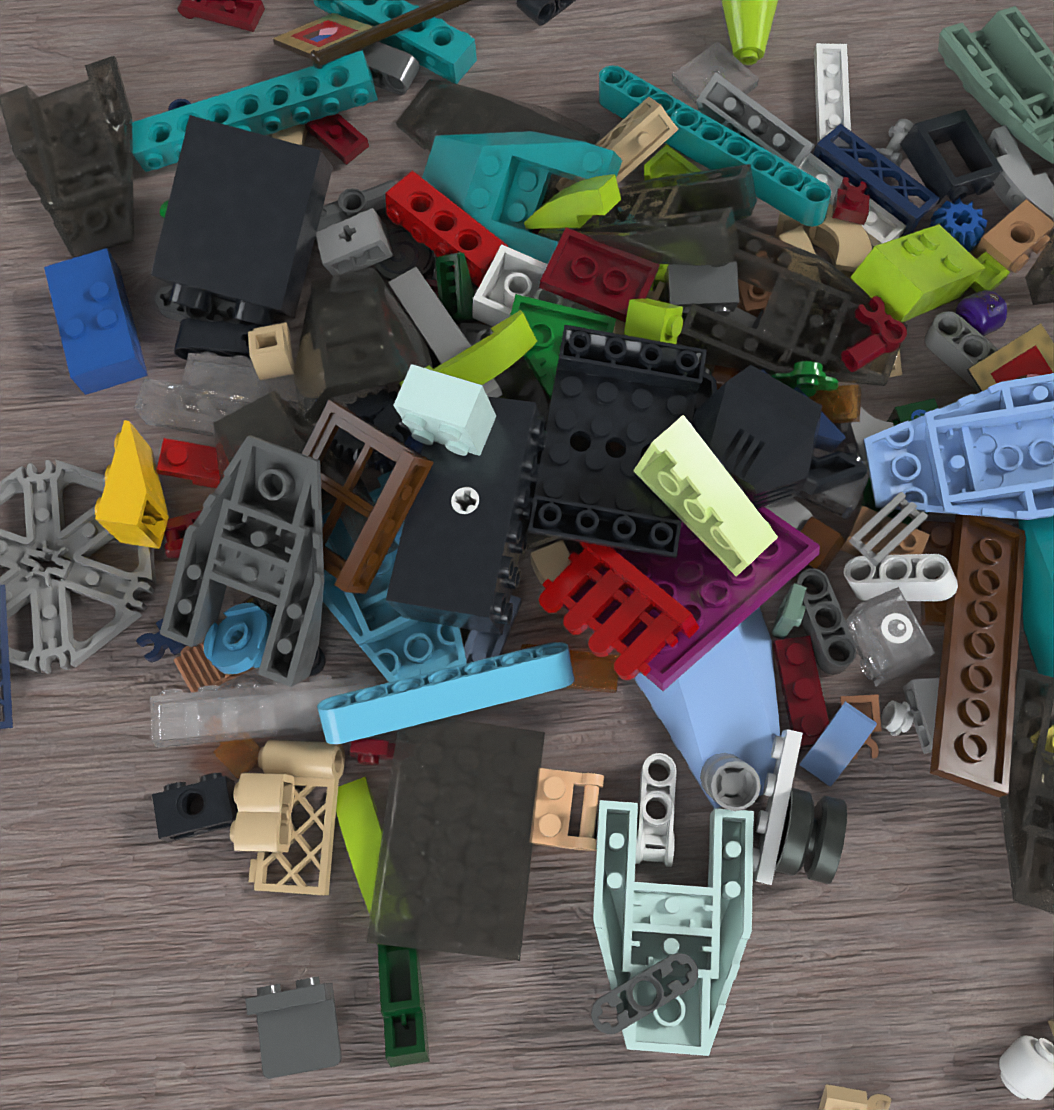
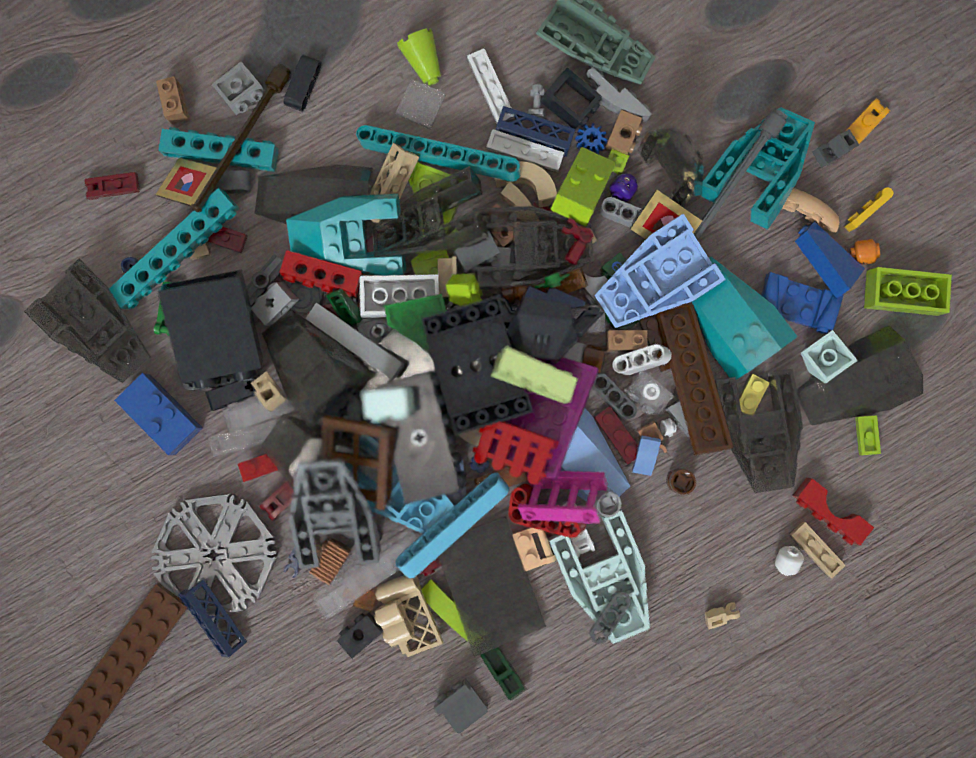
camera: 30 degrees left, 15 degrees up
(132, 495) = (243, 503): yellow slope -> none
(246, 653) = (348, 551): dark azure plate -> none
(493, 354) = (385, 358): lime slope -> none
(542, 634) = (479, 468): none -> dark blue plate
(577, 204) = (387, 233): lime slope -> none
(597, 275) = (420, 271): dark red plate -> none
(614, 759) = (548, 526): none -> red beam
(673, 712) = (566, 480): none -> dark pink fence
(749, 119) = (456, 129): light grey wedge -> none
(778, 788) = (628, 493): white plate -> none
(789, 612) = (596, 402): sand green plate -> none
(812, 836) = (651, 507): pearl dark grey wheel -> none
(851, 203) = (530, 156): dark red plate -> none
(882, 818) = (681, 481): none -> reddish brown wheel
(907, 509) = (632, 324): light grey tile -> none

